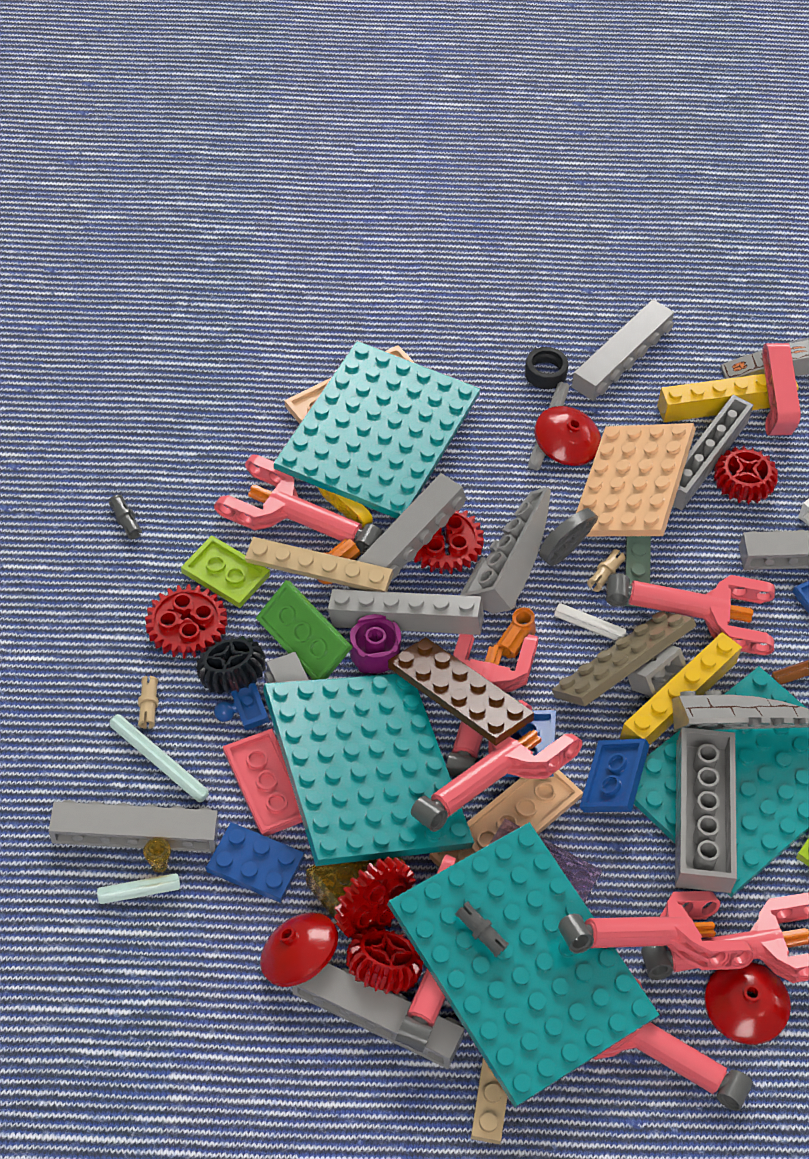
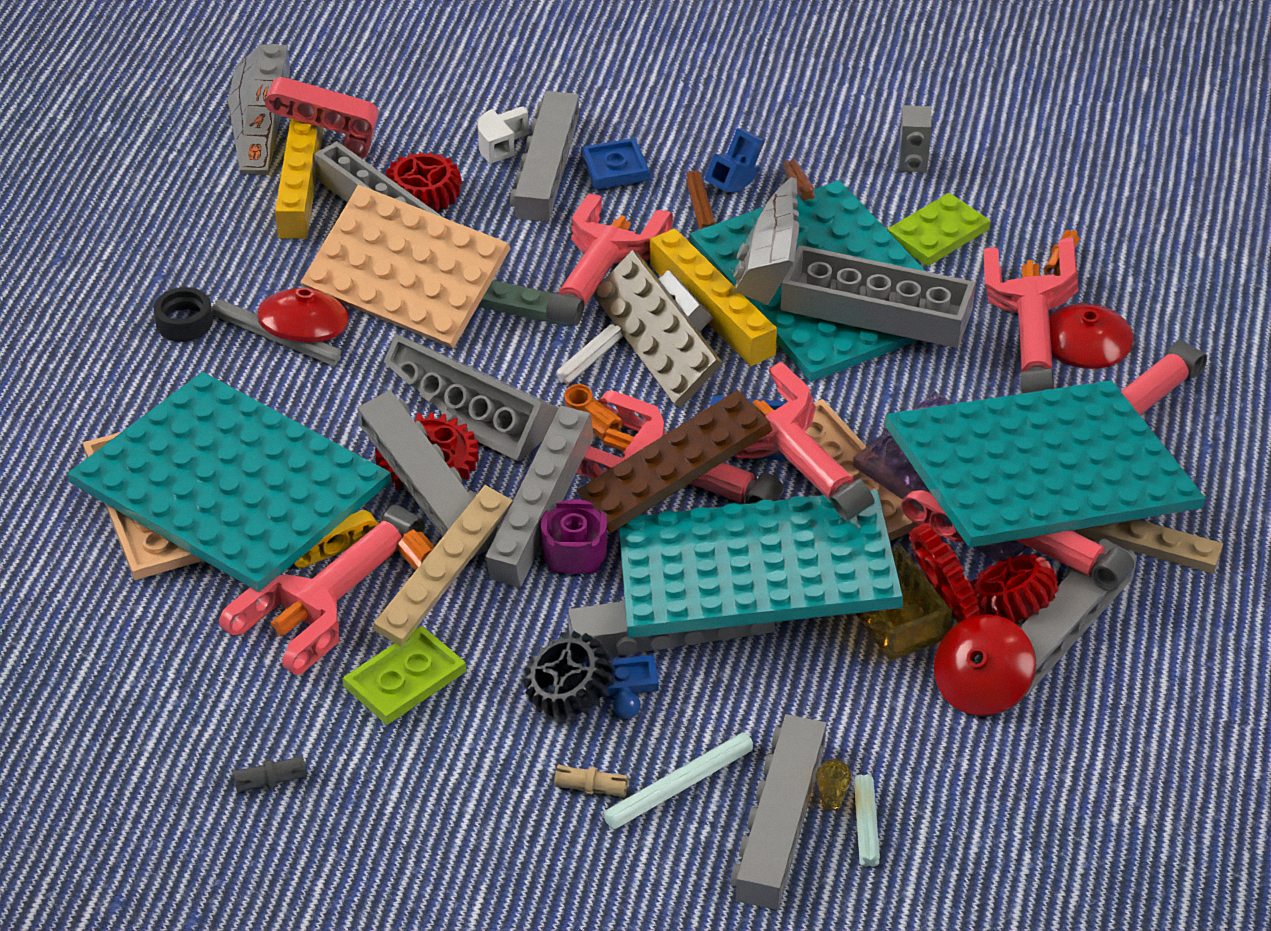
camera: 75 degrees left, 10 degrees down
(186, 621) = (475, 723): red gear -> none
(255, 862) = (853, 702): blue plate -> none
(264, 781) = (738, 679): coral tile -> none
(304, 630) = (532, 601): bright green tile -> none
(482, 929) = (1019, 467): dark grey pin -> none
(567, 536) = (472, 335): dark grey piece -> none
(606, 569) = (520, 324): tan pin -> none
(614, 776) = (820, 363): blue plate -> none
(623, 350) = (185, 241): brick -> none
(671, 929) = (1023, 350): coral piece -> none

